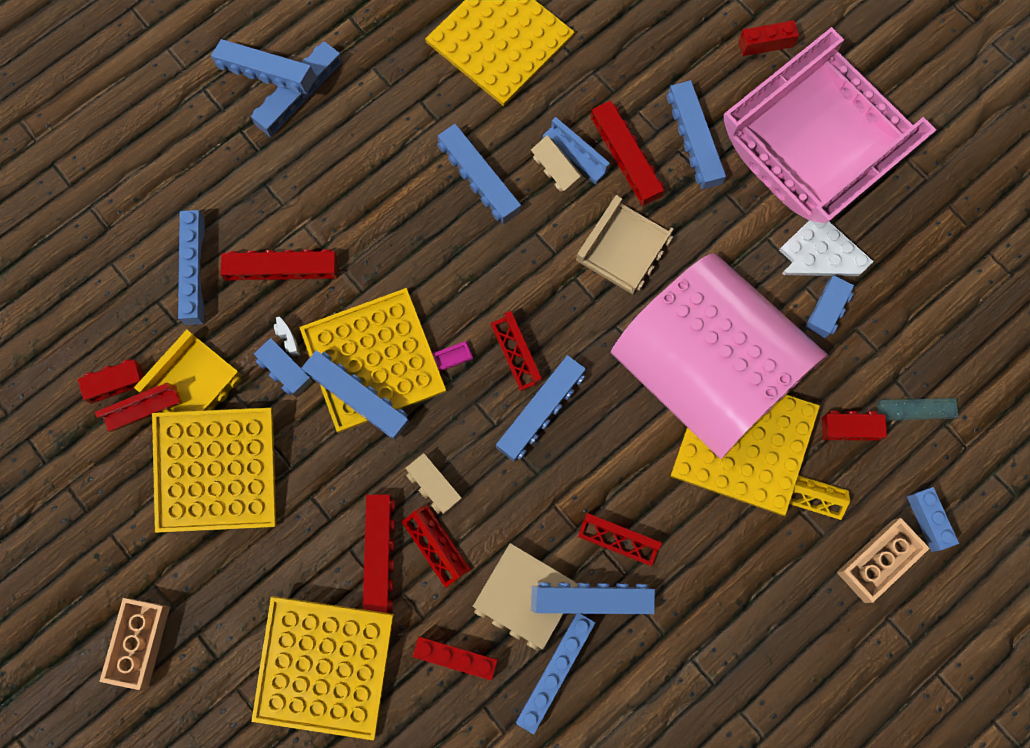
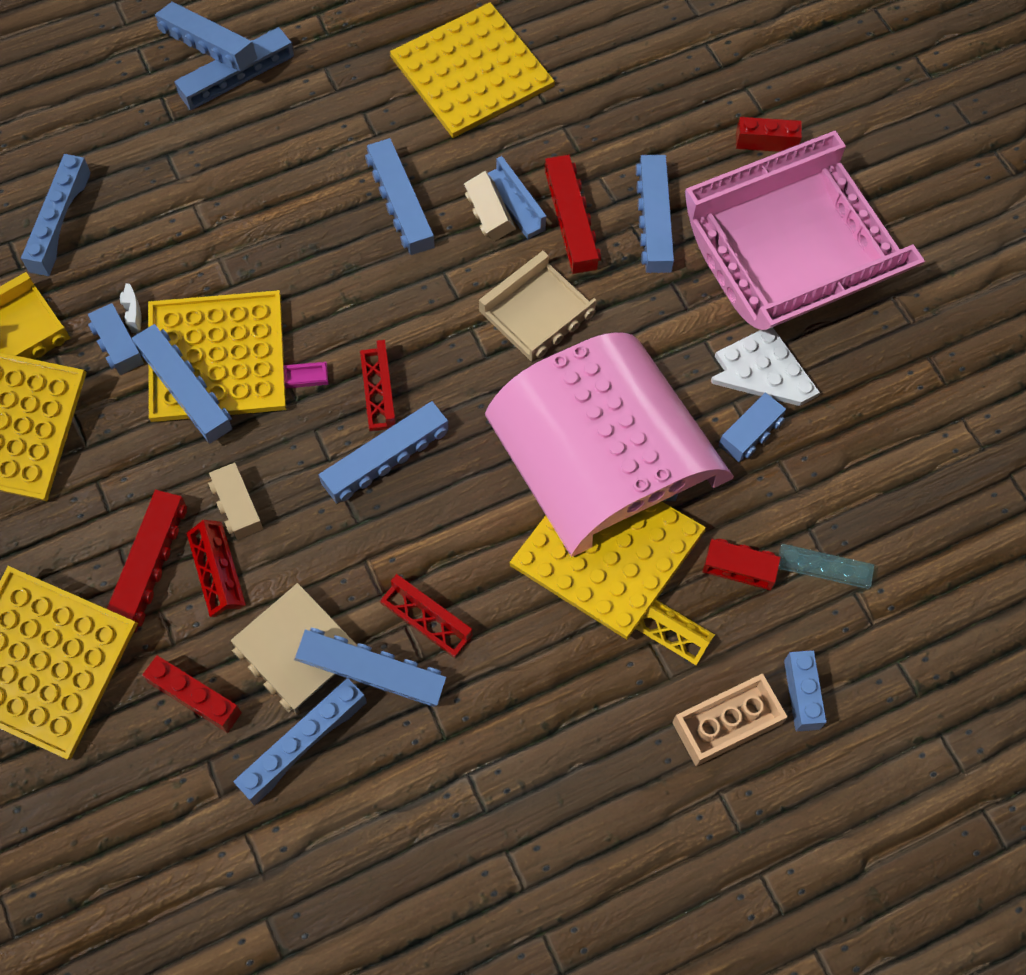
camera: 15 degrees right, 10 degrees down
(278, 265) = (150, 235): red brick -> none

